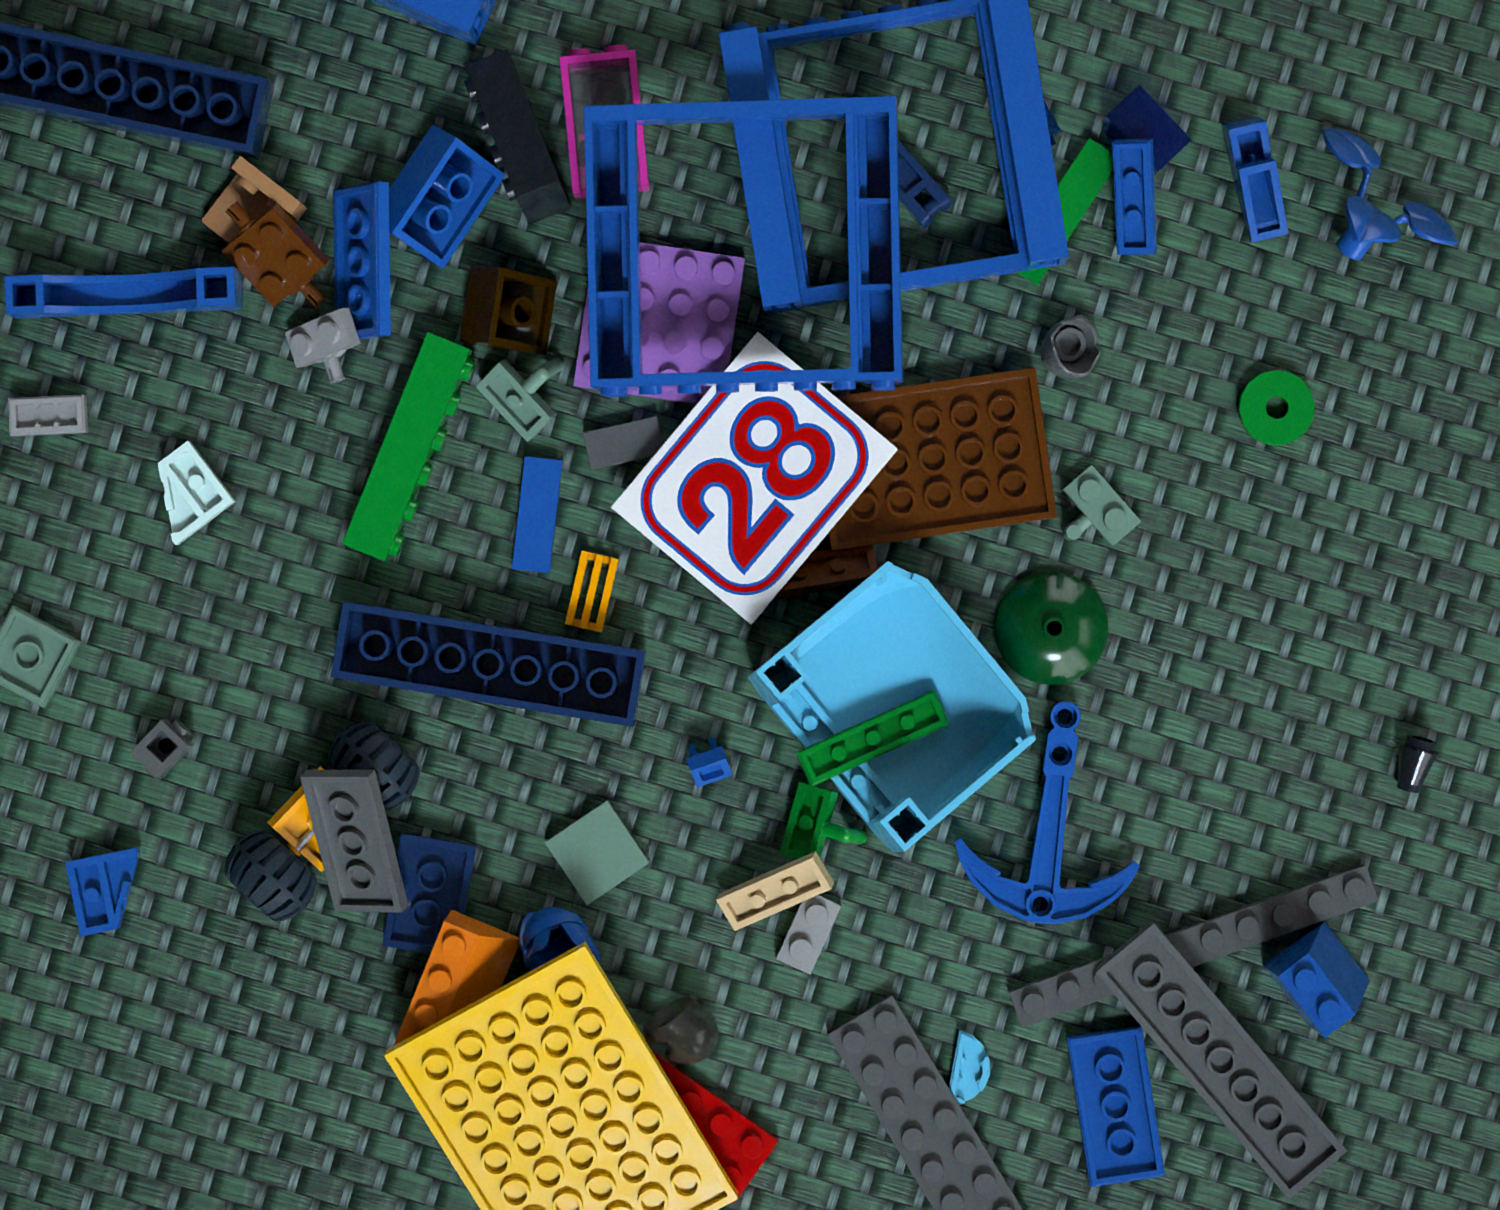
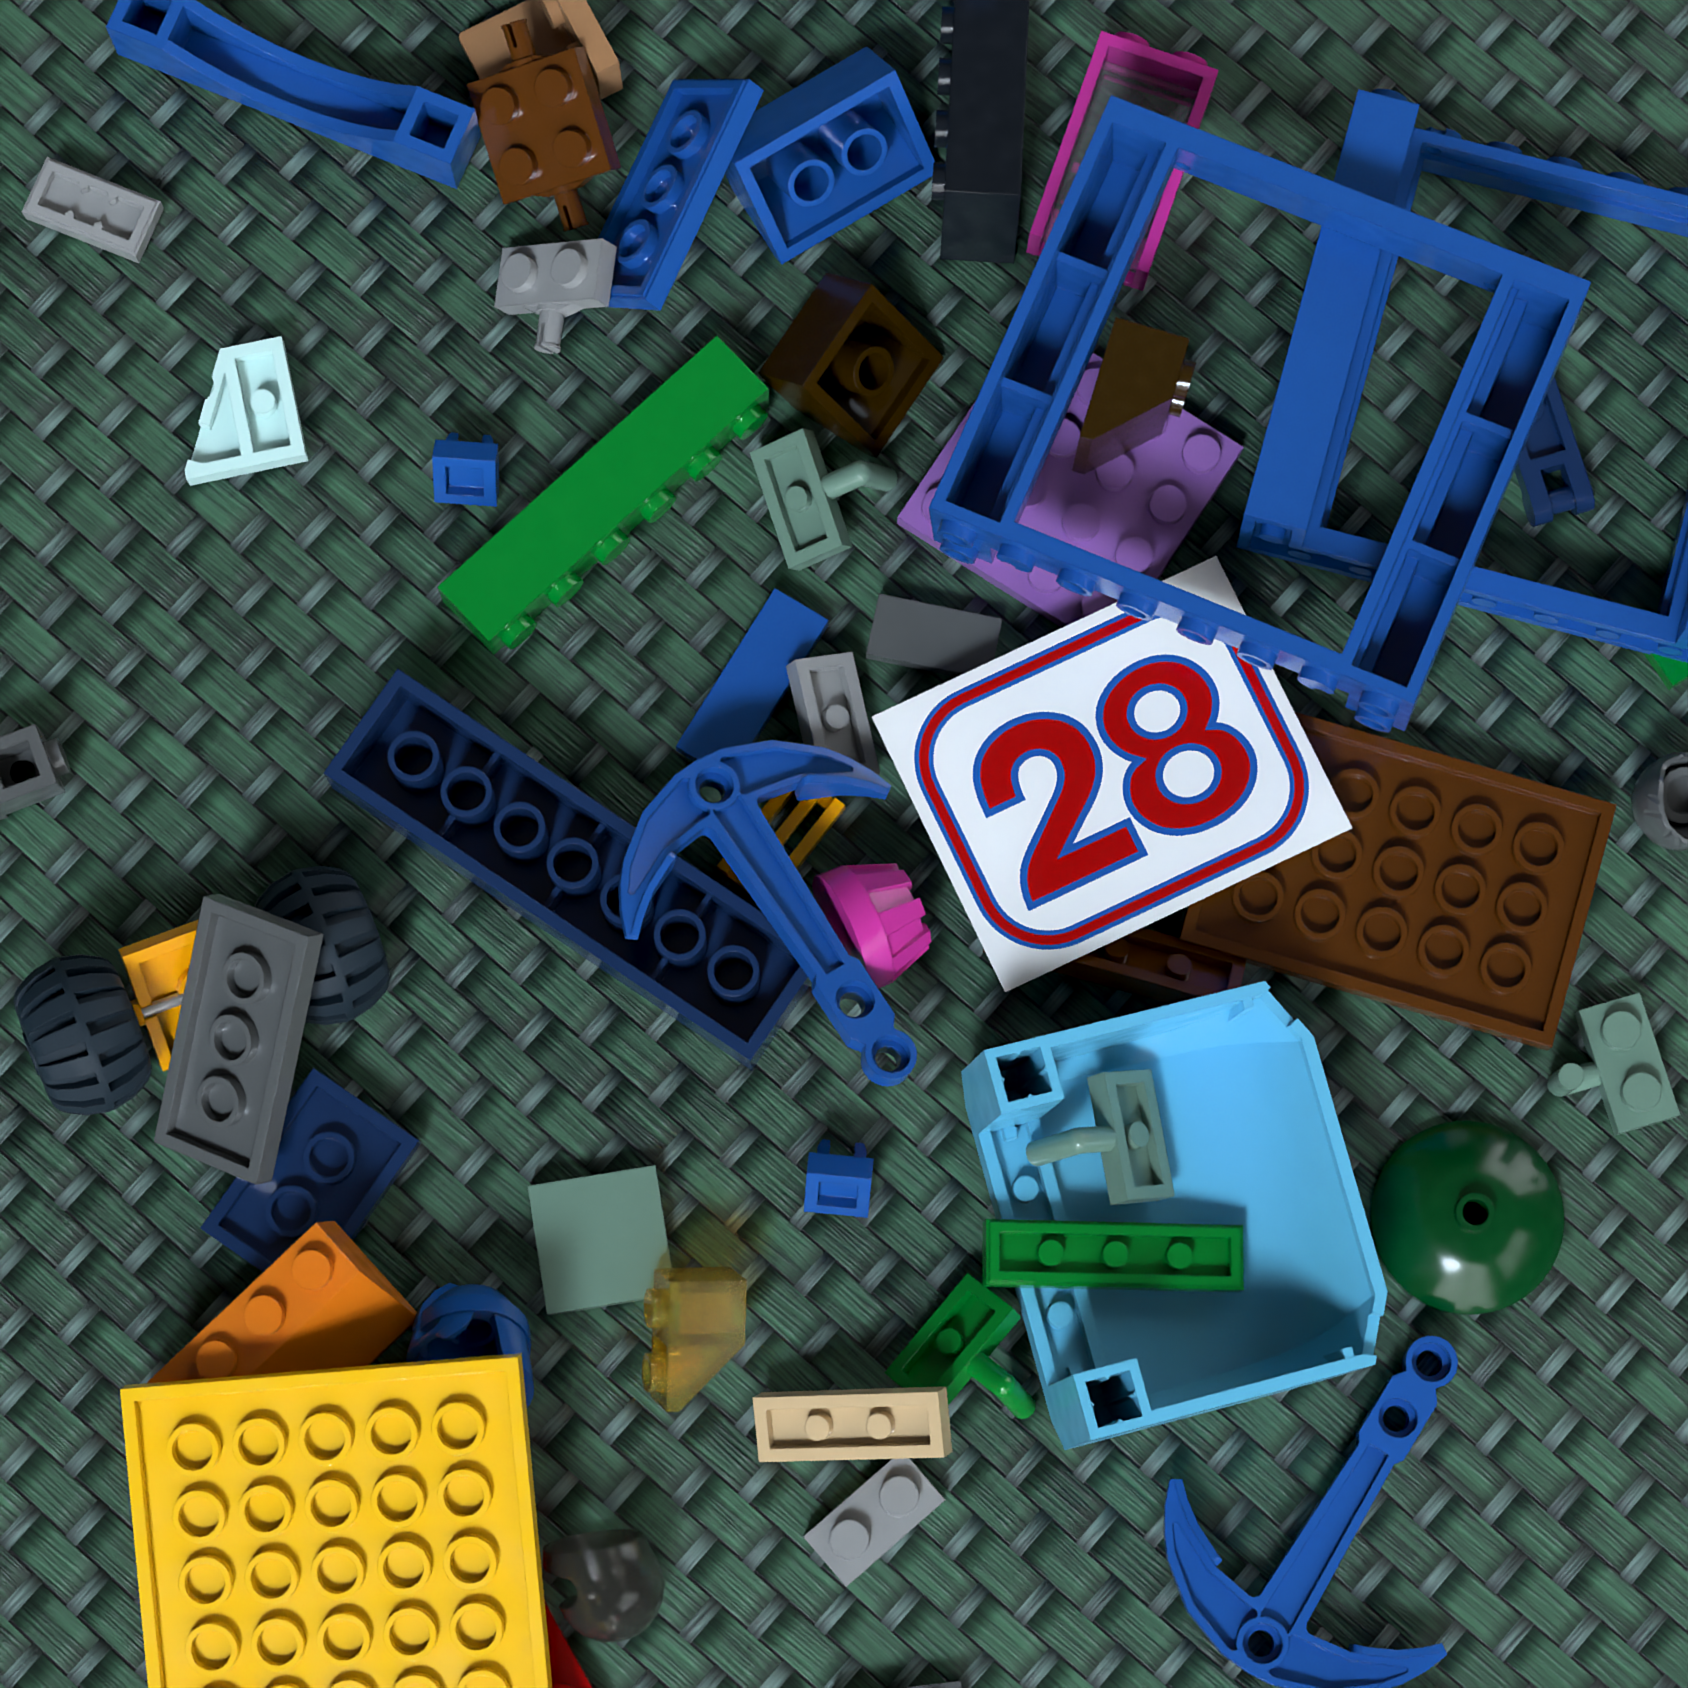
camera: 20 degrees right, 10 degrees down
(325, 469) = (466, 471): none -> blue tile
(584, 615) = (754, 853): none -> blue piece
(590, 515) = (832, 706): none -> light grey plate
(662, 618) = (874, 917): none -> dark pink piece
(669, 878) = (695, 1330): none -> clear yellow slope
(671, 263) = (1134, 392): none -> dark brown slope
(851, 673) = (1126, 1135): none -> sand green plate

